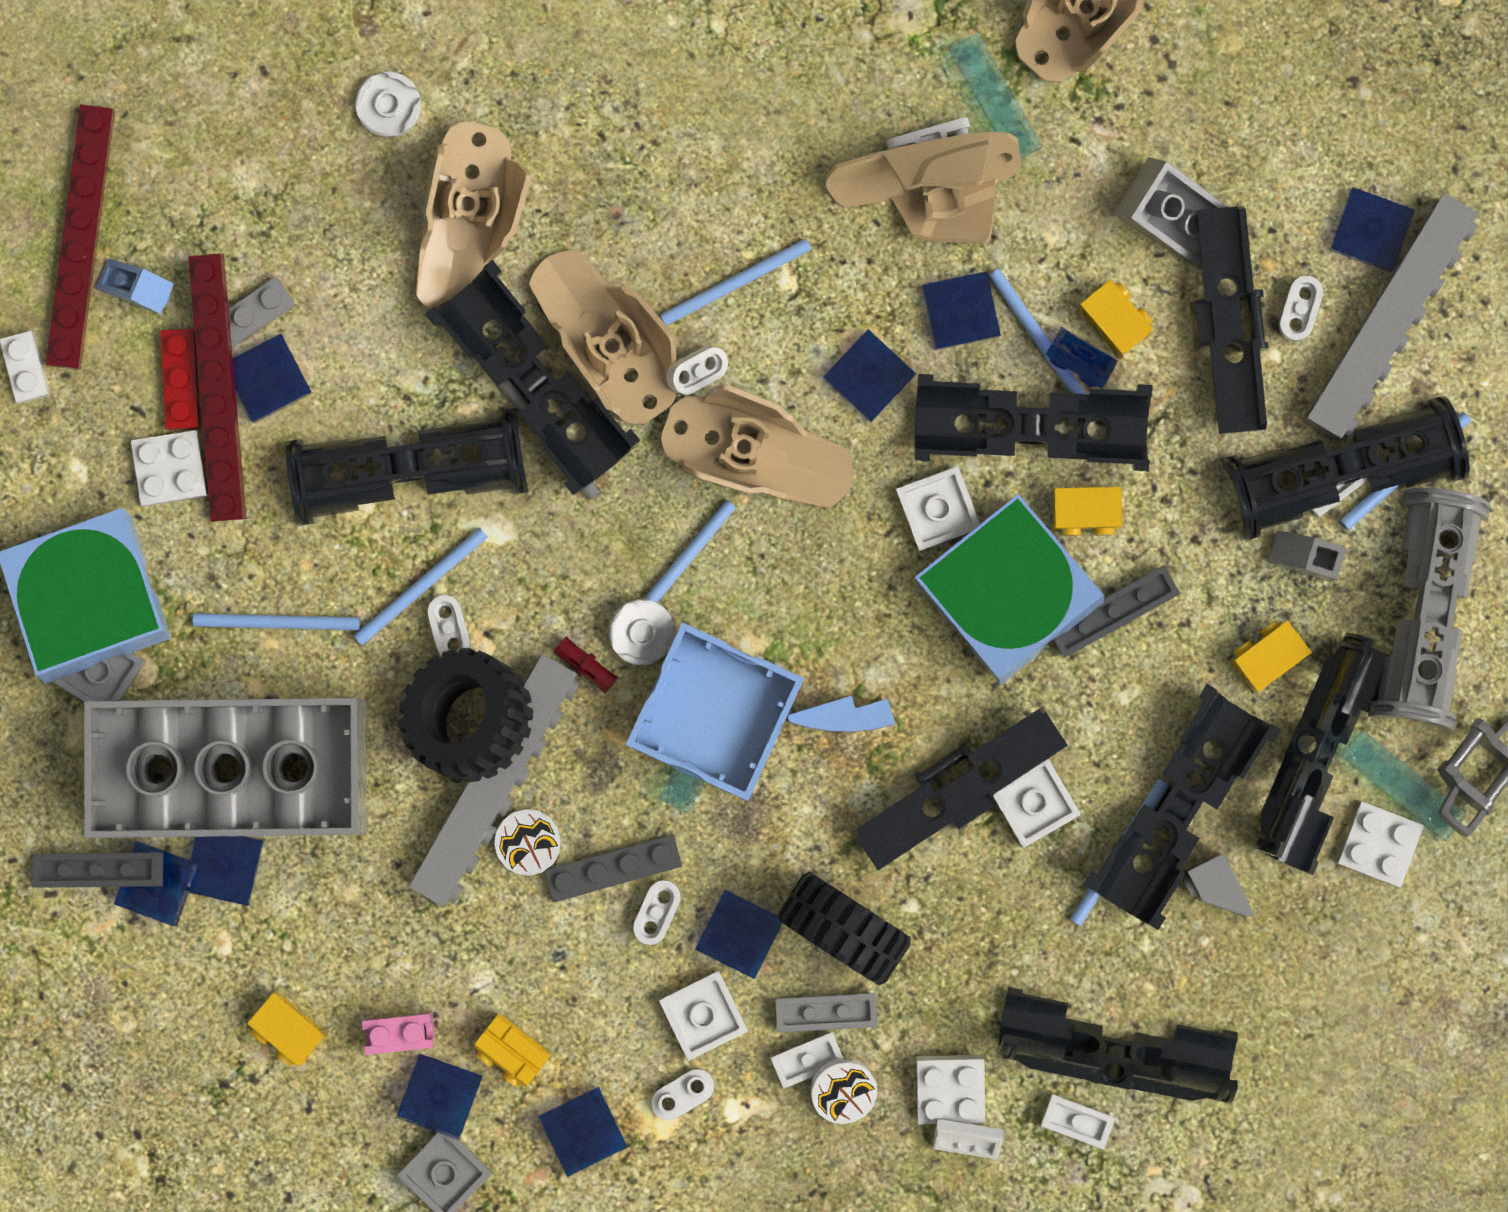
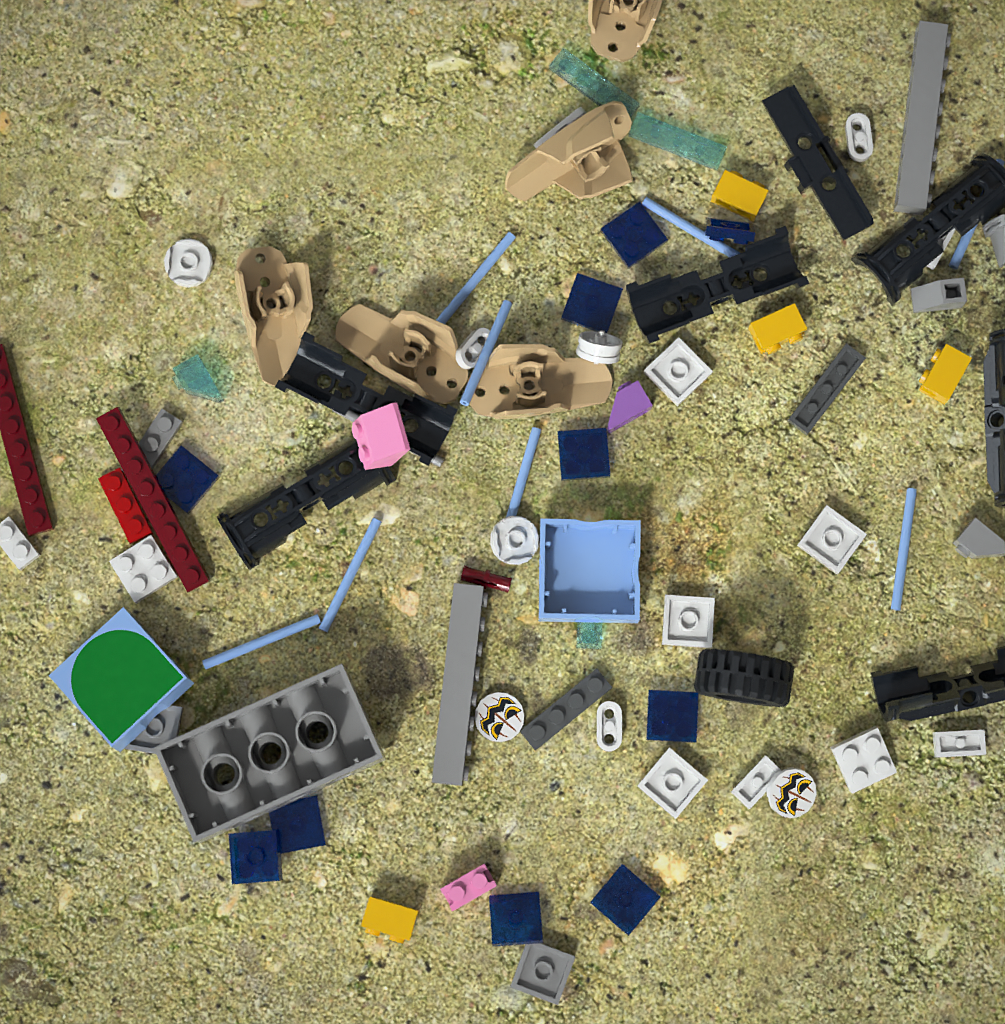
camera: 20 degrees left, 5 degrees down
(97, 870) = (211, 865): dark grey plate -> none
(135, 285) = (67, 455): light blue slope -> none
(334, 259) = (196, 380): none -> clear light blue slope
(432, 697) = (392, 640): black tyre -> none
(447, 628) = (382, 594): white plate -> none
(512, 1051) = (551, 865): yellow brick -> none
(527, 435) = (380, 437): none -> bright pink slope
(682, 1094) = (682, 844): white plate -> none
(708, 382) = (485, 353): none -> light blue piece
(774, 561) = (583, 454): none -> clear blue plate
(811, 825) = (688, 621): none -> white plate
(826, 1012) = (755, 744): light grey plate -> none
(844, 717) = (678, 537): light blue slope -> none
(851, 436) = (599, 347): none -> white wheel
(856, 524) = (628, 405): none -> medium lavender slope
(966, 797) = (784, 556): black piece -> none
(967, 1139) = (890, 788): white plate -> none
(1009, 589) = (750, 403): green tile -> none
(1070, 214) = (677, 141): none -> clear light blue plate
(1165, 207) = (739, 109): light grey slope -> none
(1241, 742) = (952, 439): black piece -> none
(1372, 229) = (881, 67): clear blue plate -> none

